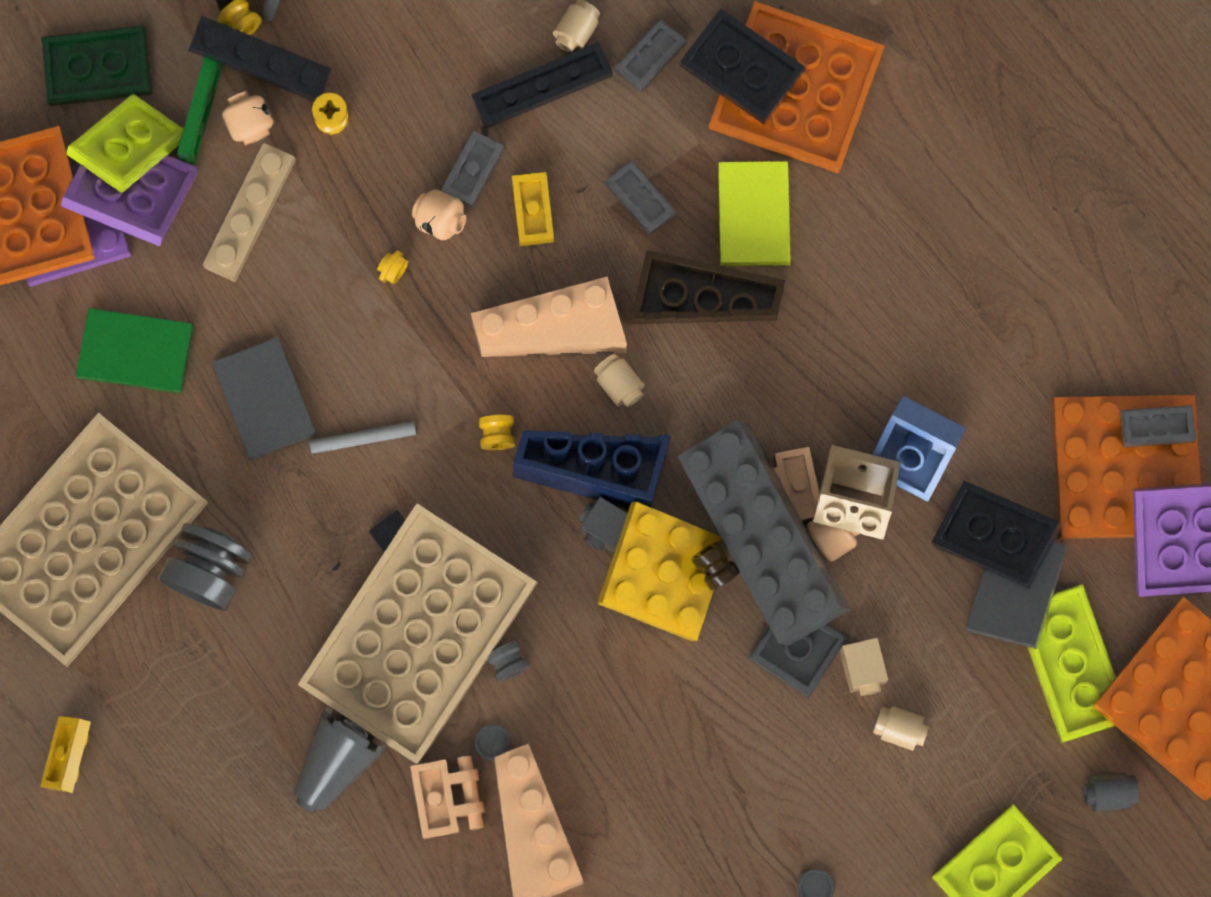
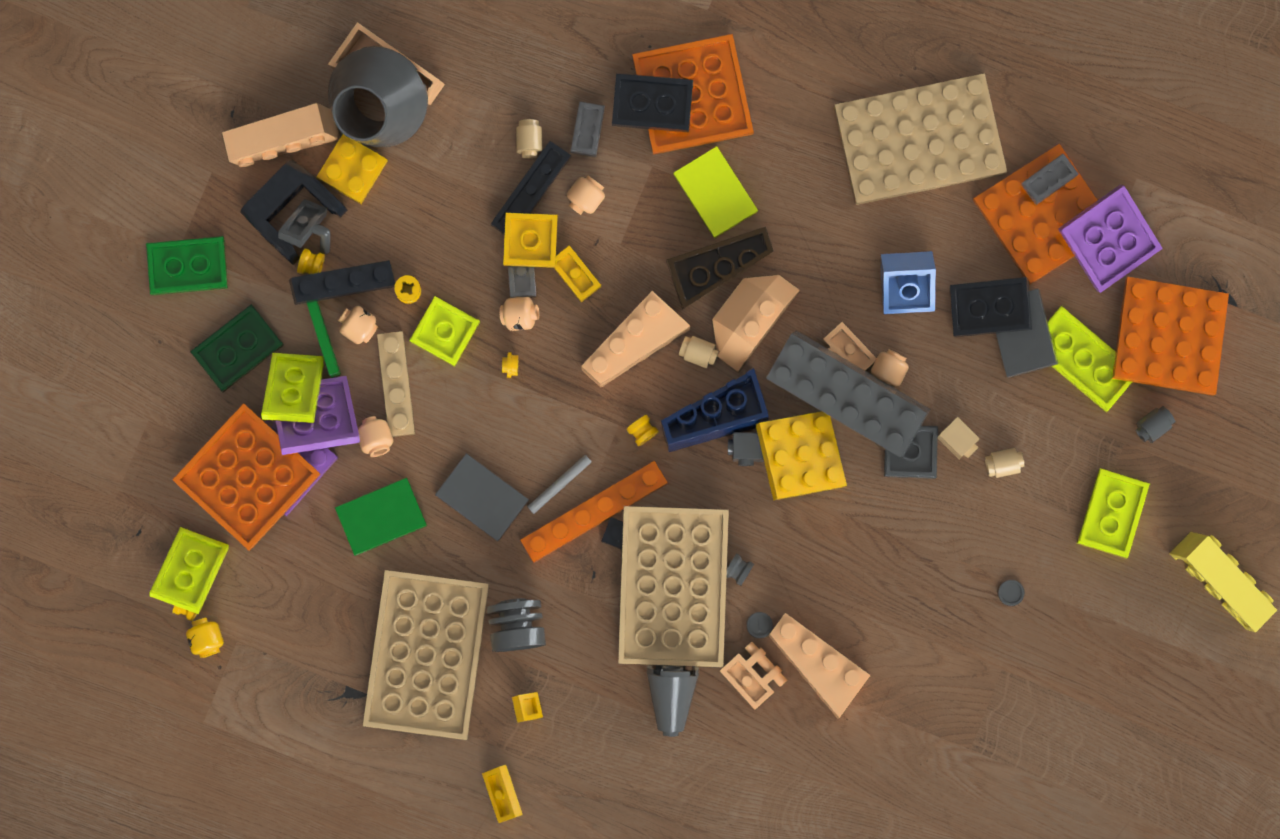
camera: 30 degrees left, 5 degrees up
(159, 671) = (527, 707): none -> yellow plate
(185, 254) = (375, 436): none -> light nougat head
(343, 185) = (444, 331): none -> neon yellow tile
(381, 492) = (593, 511): none -> orange plate
(503, 137) = (530, 240): none -> yellow plate
(601, 127) = (585, 195): none -> light nougat head
(640, 198) = (638, 225): flat silver plate -> none
(705, 378) = (750, 316): none -> light nougat wedge
(714, 563) = (829, 431): dark brown wheel -> none
(878, 478) = (897, 314): tan window -> none
(1032, 294) = (920, 139): none -> tan plate

